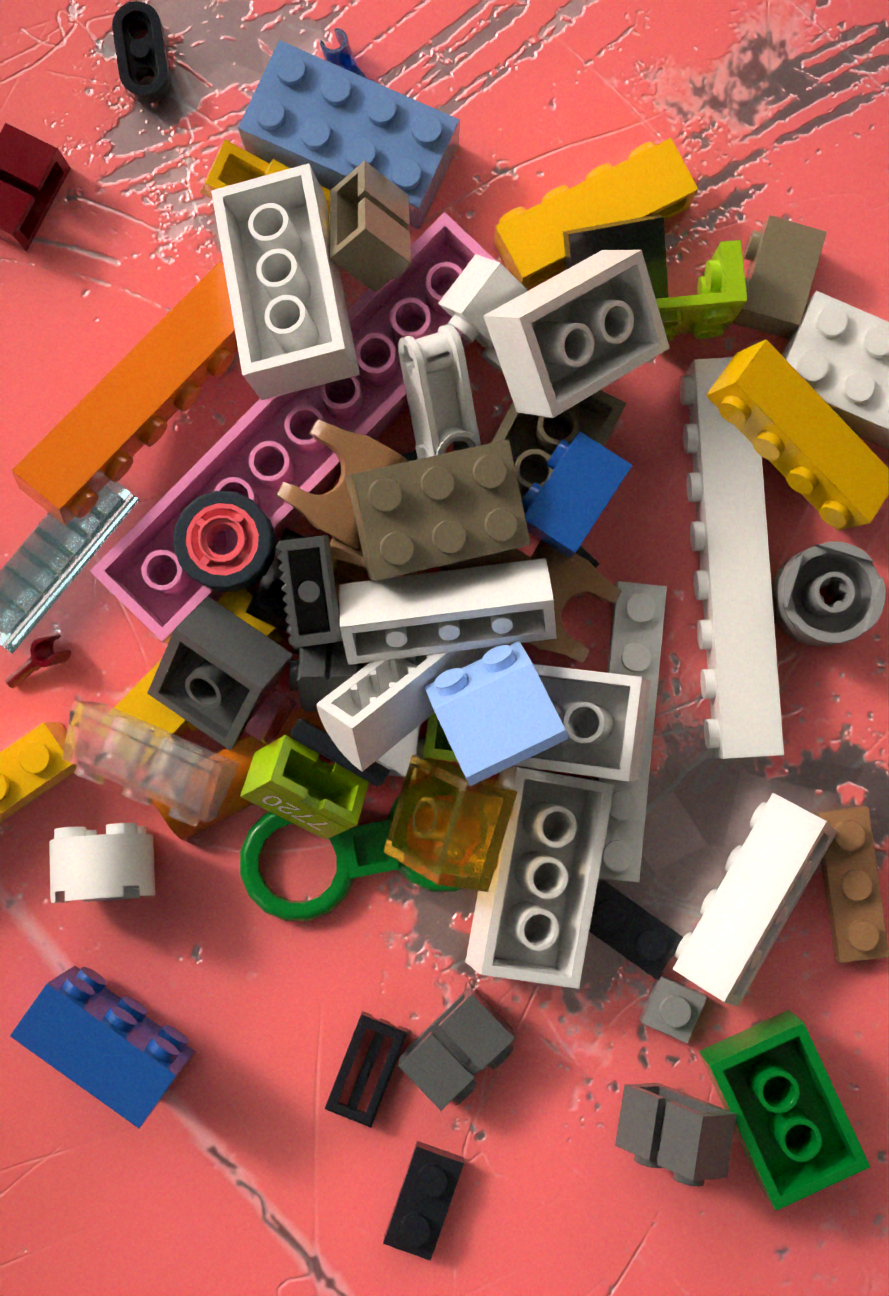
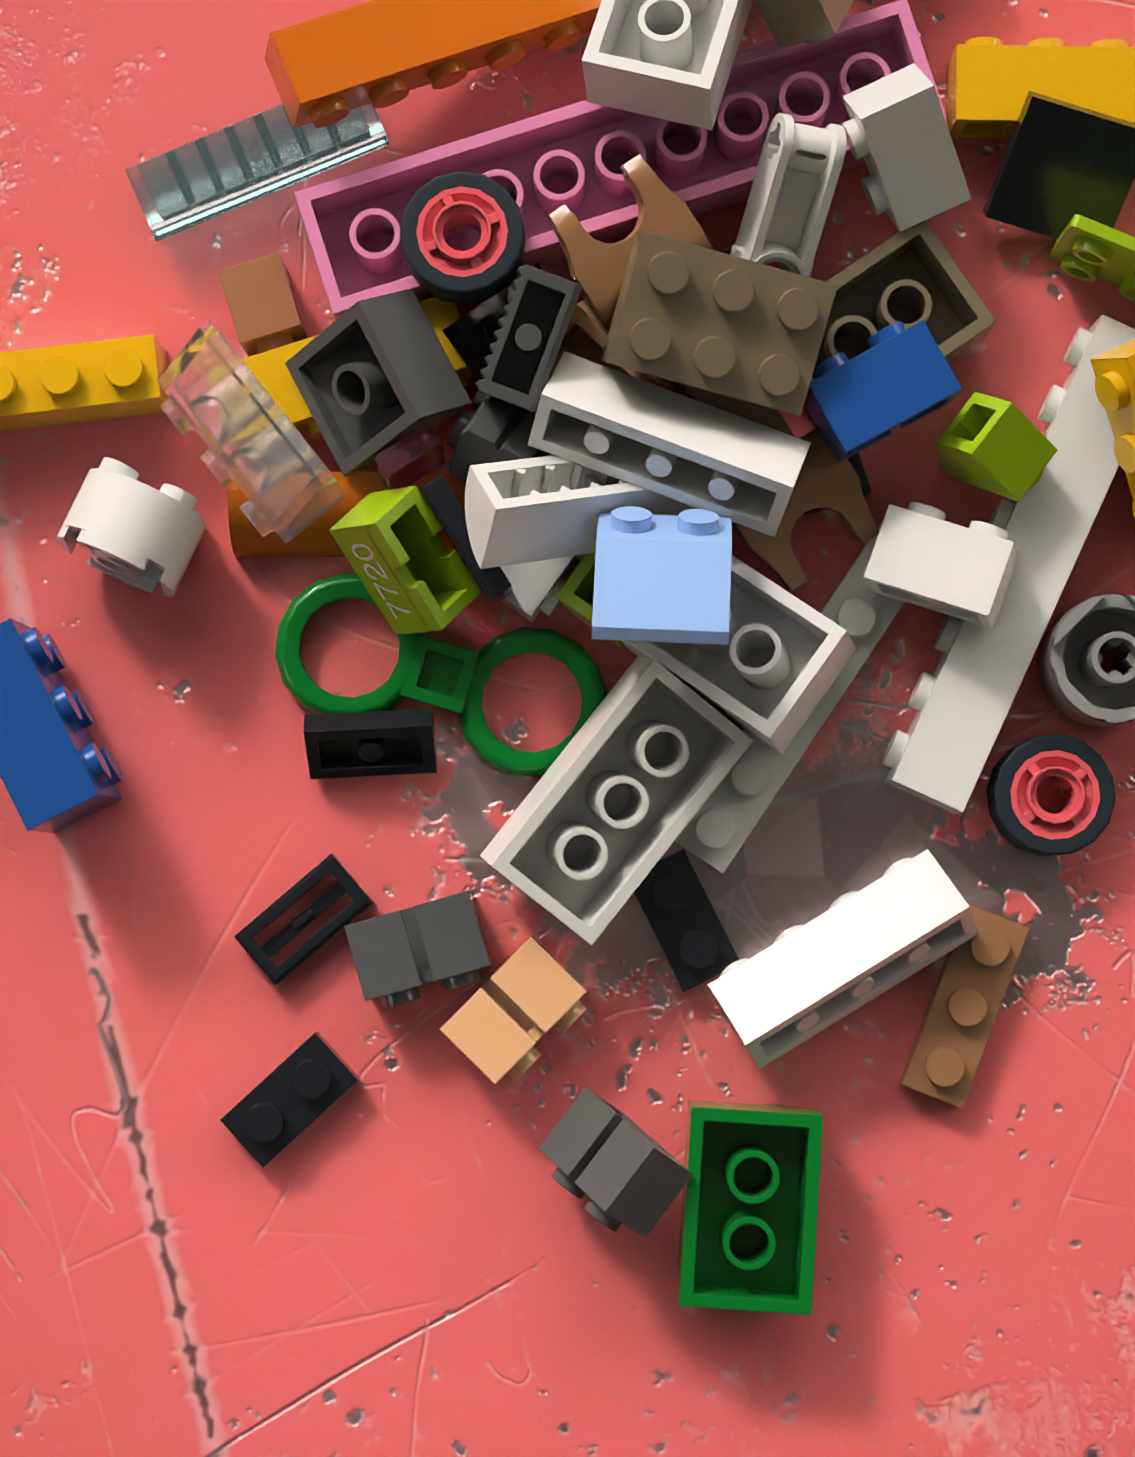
camera: 30 degrees right, 0 degrees up
(41, 656) = (185, 262): dark red hand -> none
(110, 657) = (262, 304): none -> nougat brick
(347, 923) = (370, 743): none -> black plate
(449, 827) = (546, 684): clear yellow brick -> none
(547, 1056) = (515, 1011): none -> light nougat piece
(577, 332) = (980, 209): white brick -> none
(672, 491) = (994, 447): none -> lime slope
(672, 1008) = (685, 1036): light grey plate -> none
(679, 590) = (942, 563): none -> white brick
(861, 702) = (1086, 788): none -> wheel

